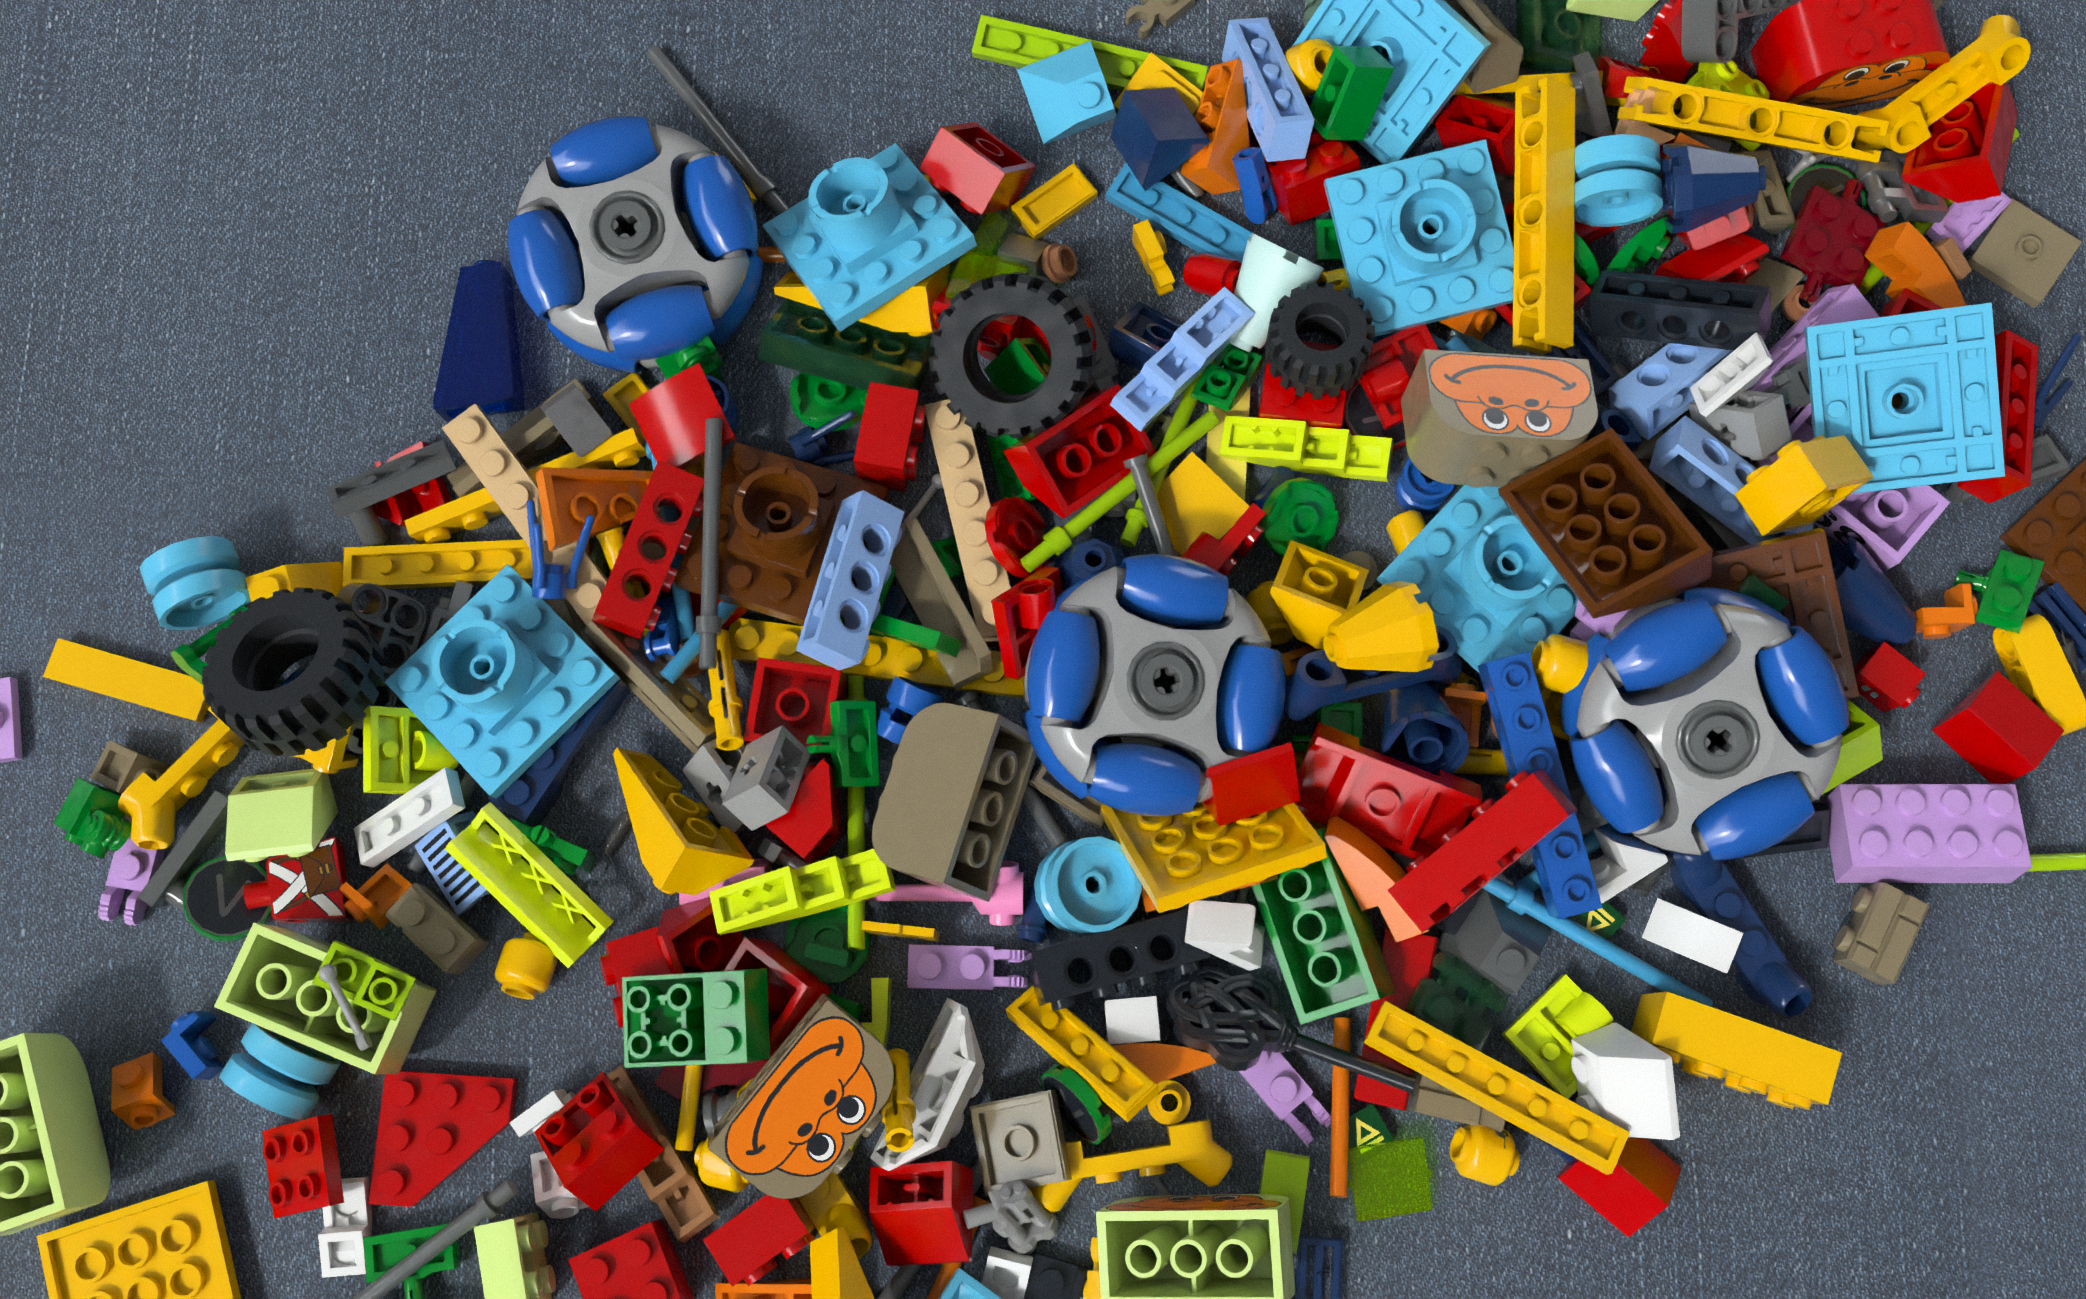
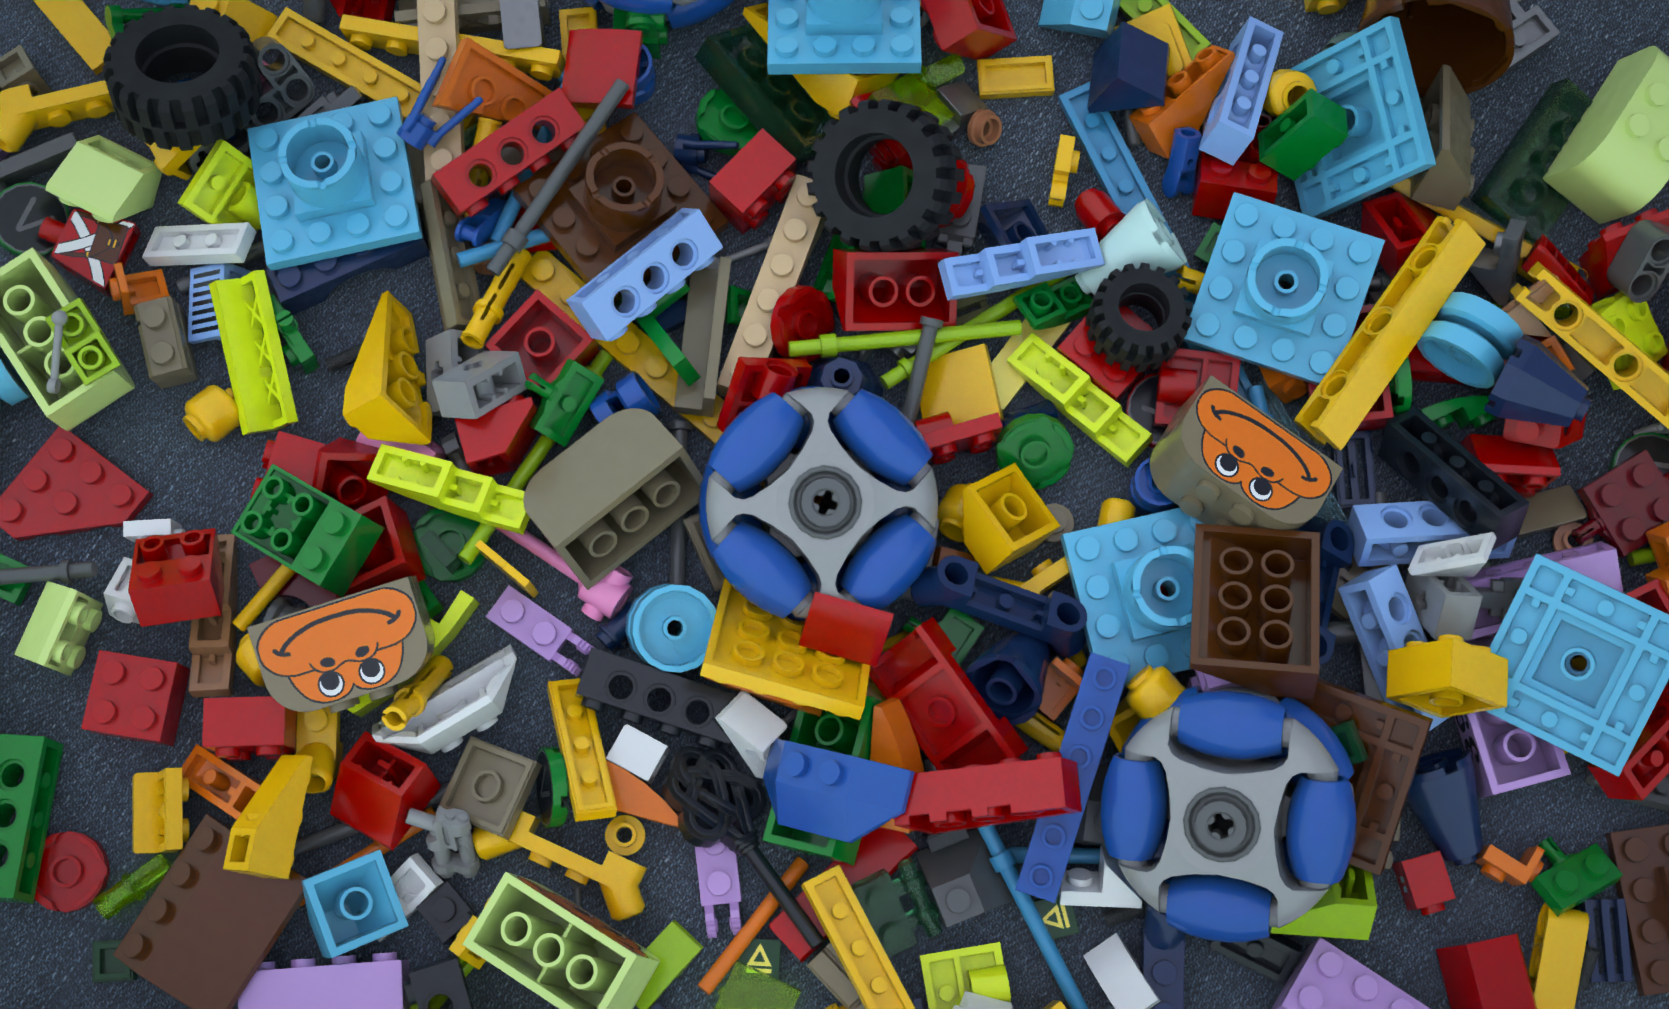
camera: 30 degrees right, 0 degrees up
(1341, 939) = (833, 791): none -> blue wedge
(1384, 632) = (1025, 577): yellow cone -> none
(1772, 203) = (1603, 428): dark tan slope -> none

